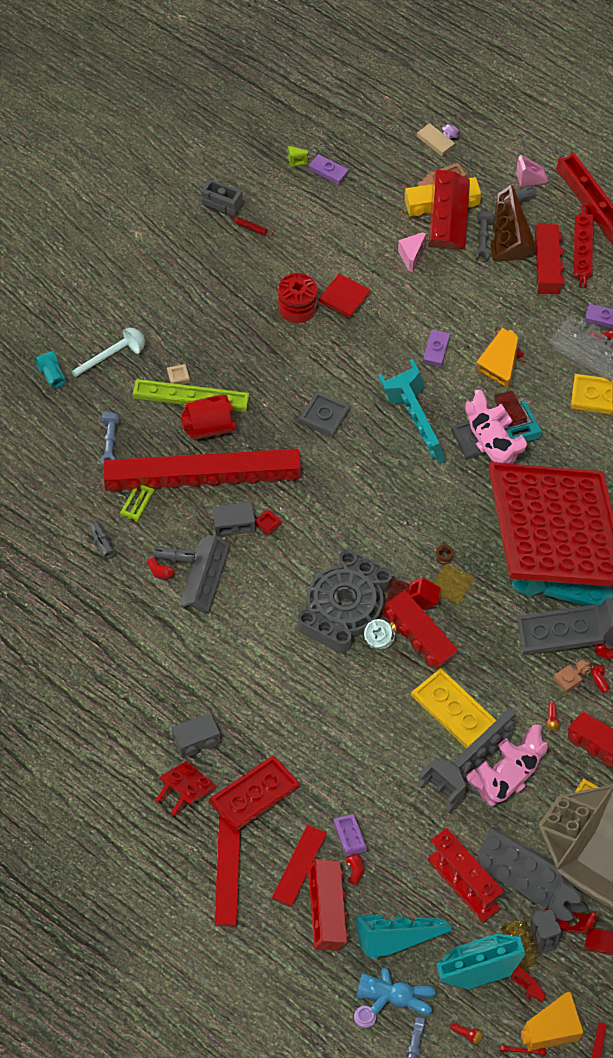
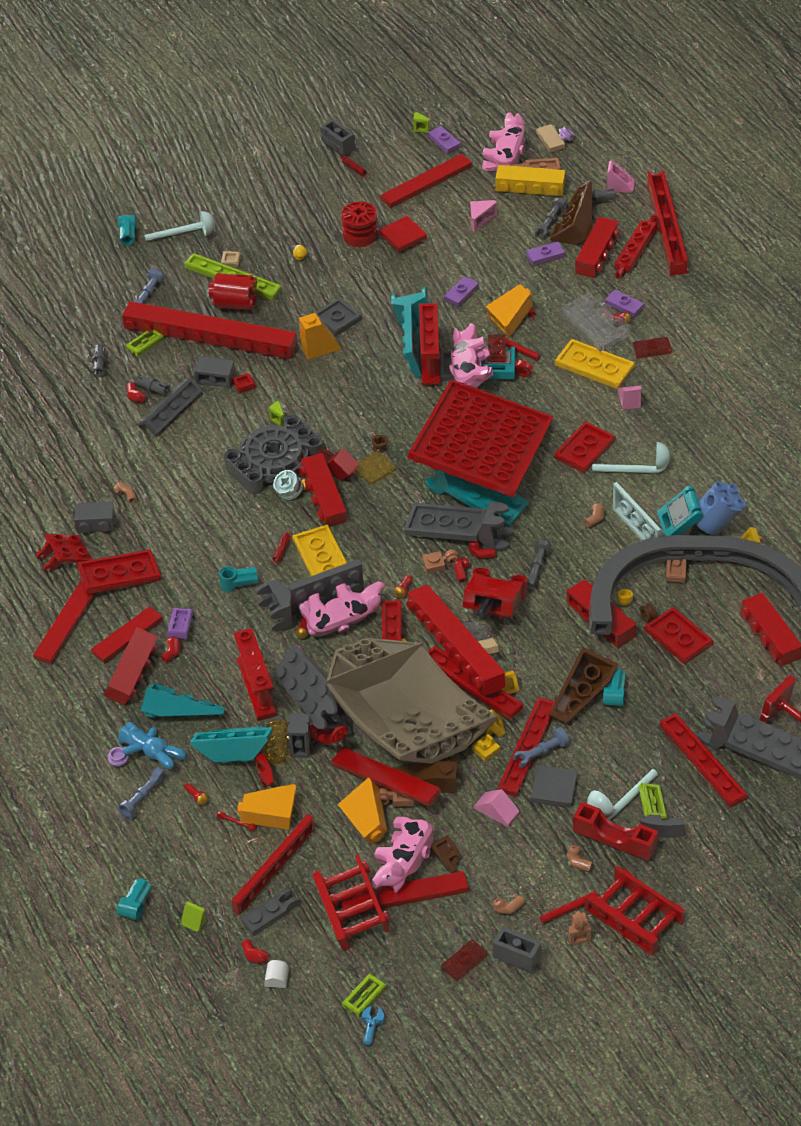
camera: 25 degrees right, 10 degrees down
(213, 690) = (126, 489): none -> nougat arm
(248, 347) = (300, 252): none -> yellow hinge
(322, 449) = (316, 337): none -> light orange slope
(325, 552) = (276, 414): none -> lime slope
(334, 224) = (426, 180): none -> red tile
(383, 760) = (232, 578): none -> teal piece
(402, 160) = (508, 144): none -> bright pink animal
(406, 709) = (281, 547): none -> red piece
(447, 425) = (429, 344): none -> red fence
(449, 210) = (526, 188): red slope -> none
(477, 803) = (302, 631): none -> piece
(498, 279) = (545, 253): none -> medium lavender plate
(530, 400) = (534, 355): none -> red bar
(546, 423) = (523, 368): none -> red tile
(566, 766) = (392, 620): none -> red tile

